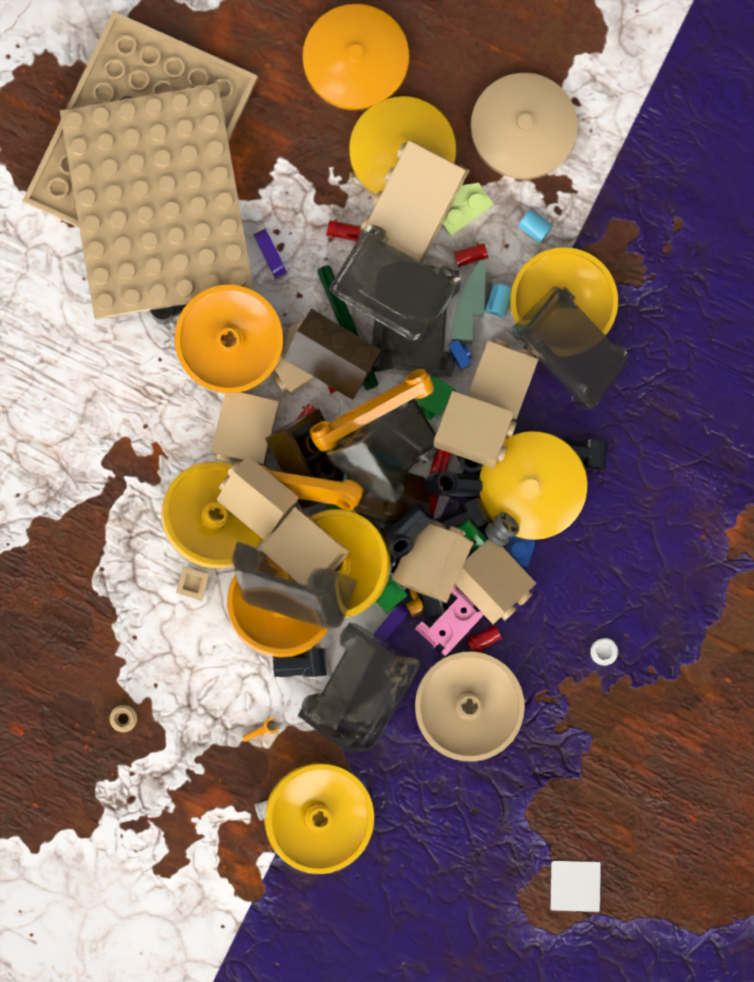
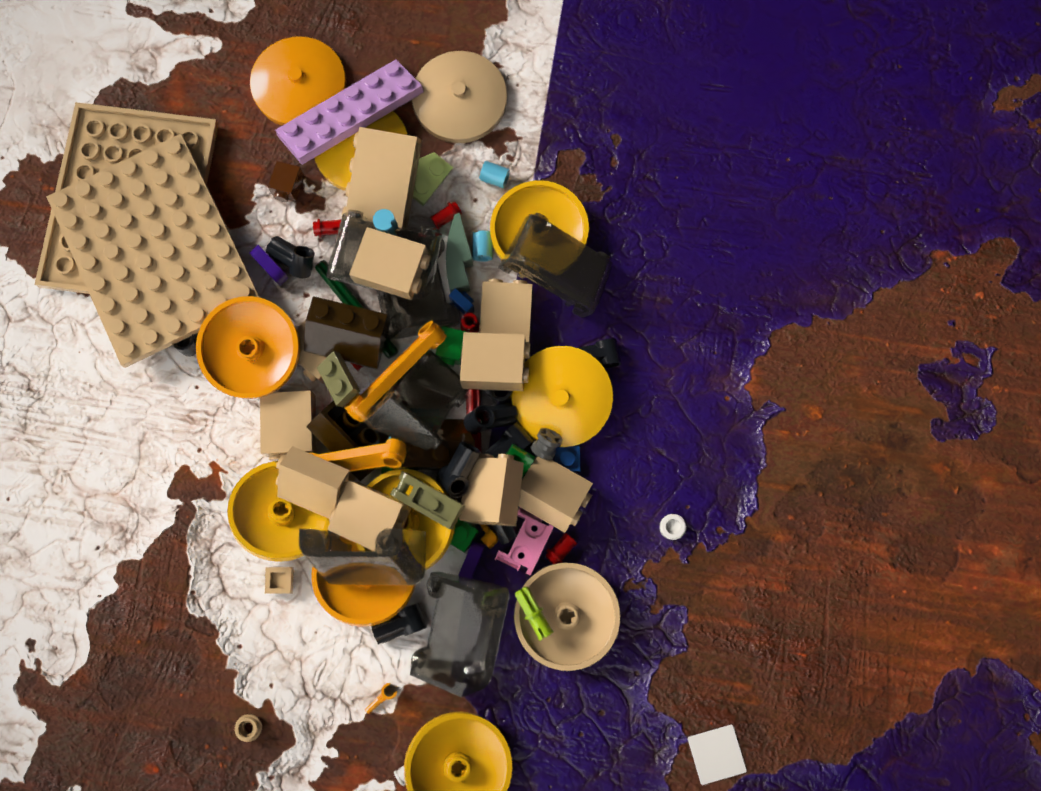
camera: 15 degrees left, 5 degrees down
(303, 256) = (297, 258): none -> black piece
(311, 400) = (338, 379): none -> olive plate
(312, 168) = (286, 182): none -> reddish brown brick
(367, 551) = (428, 500): none -> olive plate
(399, 300) = (390, 263): none -> tan brick
(402, 111) = (348, 110): none -> lavender plate
(406, 256) = (385, 221): none -> medium azure piece
(437, 692) = (533, 613): none -> lime axle
(460, 388) = (470, 318): none -> red pin

